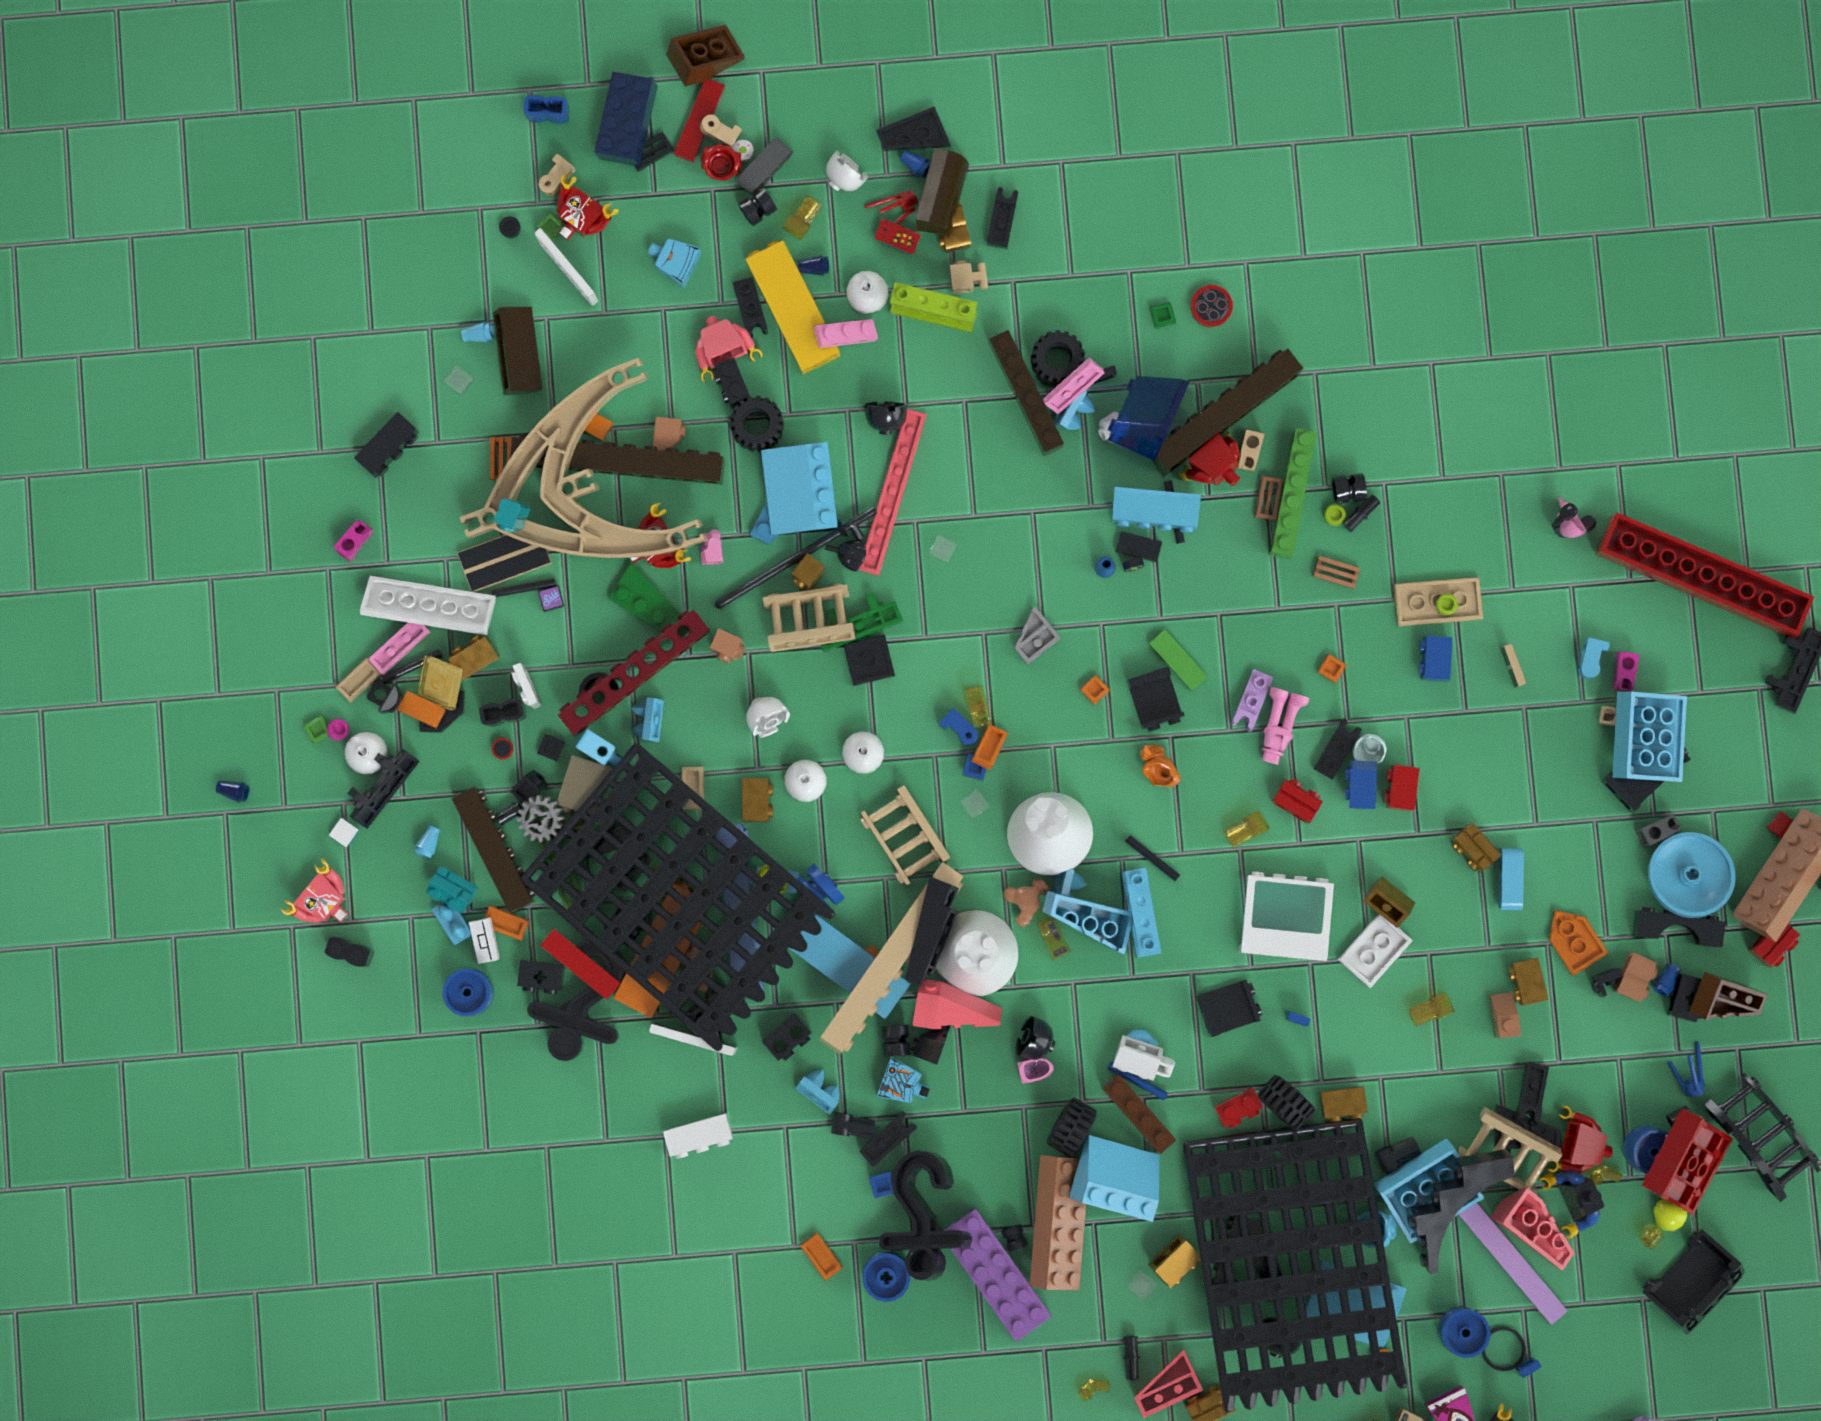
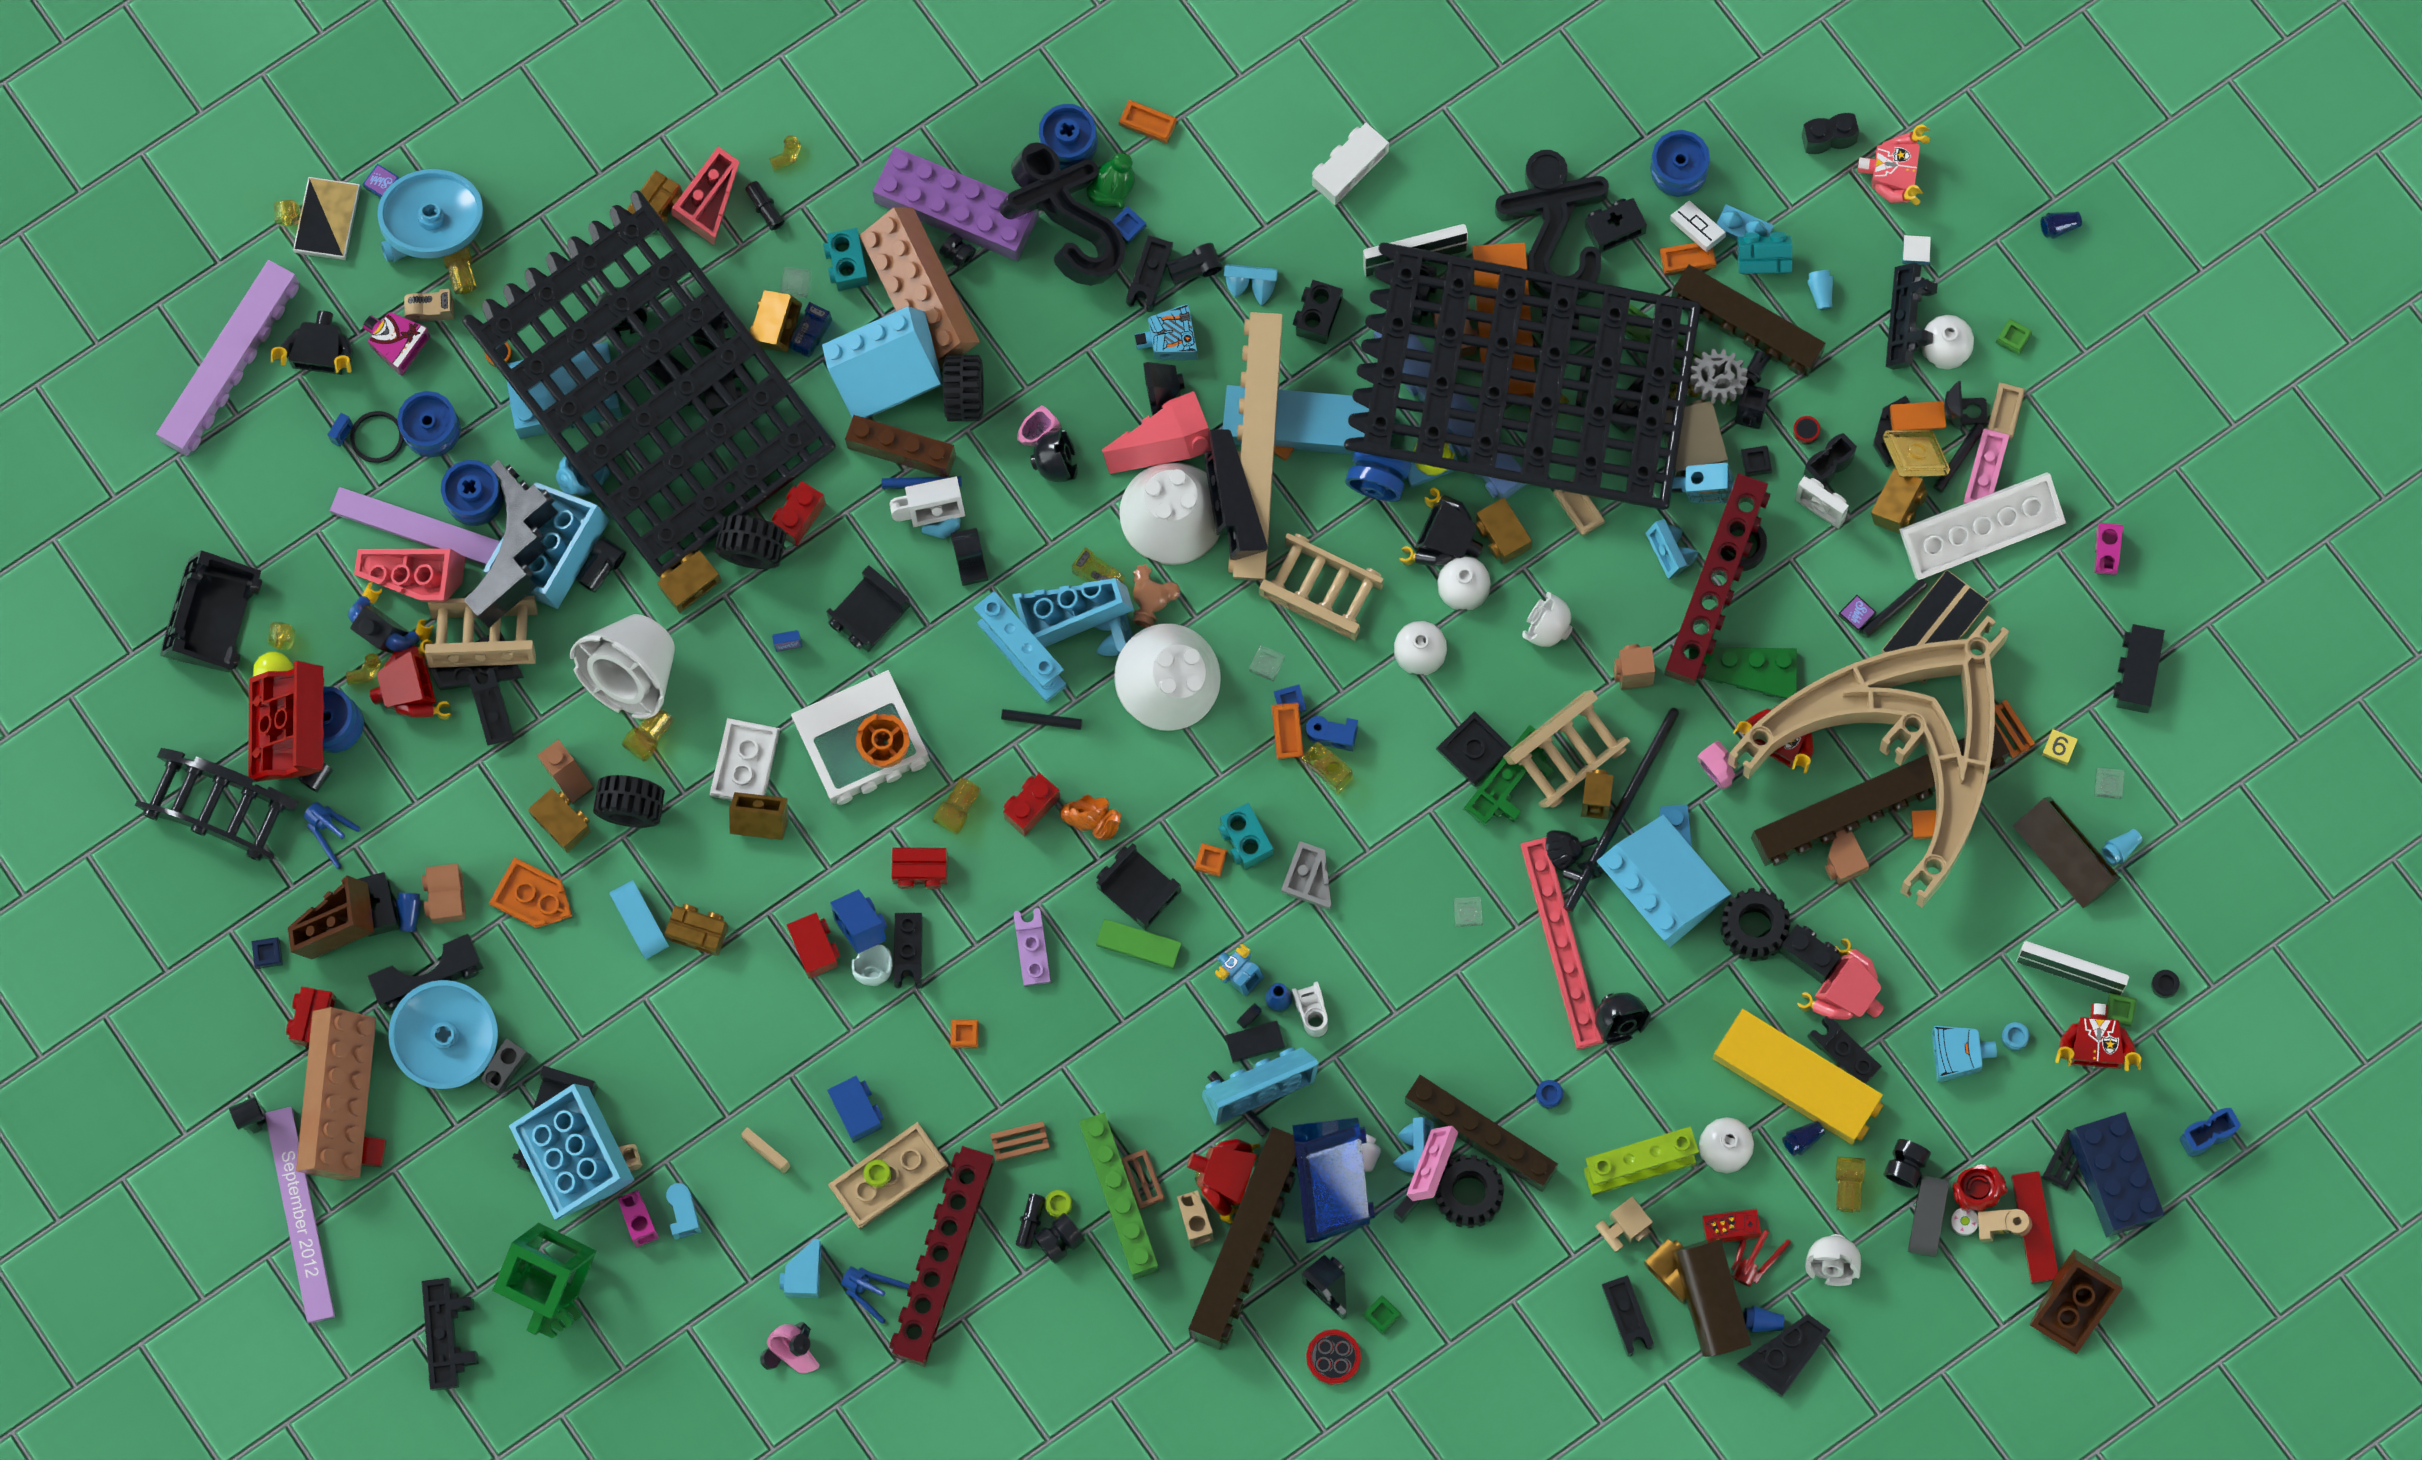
camera: 155 degrees right, 10 degrees down
(337, 730) = (1992, 346): dark pink tile -> none
(475, 425) = (2059, 747): none -> light yellow tile
(511, 515) = (1951, 655): teal brick -> none
(551, 183) = (2149, 1076): tan leg -> none
(580, 964) = (1581, 255): red tile -> none
(631, 251) = (2015, 1036): none -> medium azure tile
(797, 820) = (1445, 533): none -> black torso
(845, 333) = (1720, 1078): bright pink plate -> none
(875, 1222) = (1112, 182): none -> green hair
(895, 1040) = (1204, 375): black wheel -> none
(963, 395) = (1549, 1094): none -> blue tile
(1056, 689) = (1251, 834): none -> teal brick
(1088, 546) = (1309, 1005): none -> white piece
(1091, 1278) = (850, 258): none -> teal brick
(1122, 599) = (1239, 970): none -> dark azure piece
(1135, 1005) = (969, 556): none -> black tile
(1153, 1240) = (810, 330): none -> clear blue leg
(1188, 353) = (1327, 1283): none -> black slope
(1196, 798) = (1031, 804): none -> red brick
(1277, 737) = (983, 922): bright pink piece -> none
(1282, 905) = (873, 736): none -> orange cylinder
(1421, 1063) = (626, 665): none -> white cone
(1473, 1264) = (457, 493): none -> blue wheel
(1475, 963) = (628, 801): none -> black tyre
(1487, 470) = (918, 1350): none -> dark red brick
(1501, 540) = (858, 1281): none -> blue plant
(1534, 566) = (803, 1272): none -> medium azure slope
(1608, 977) = (476, 875): black bracket -> none
(1704, 575) = (606, 1372): red brick -> none
(1721, 654) = (539, 1291): none -> green piece
(1780, 1010) = (267, 953): none -> dark blue tile

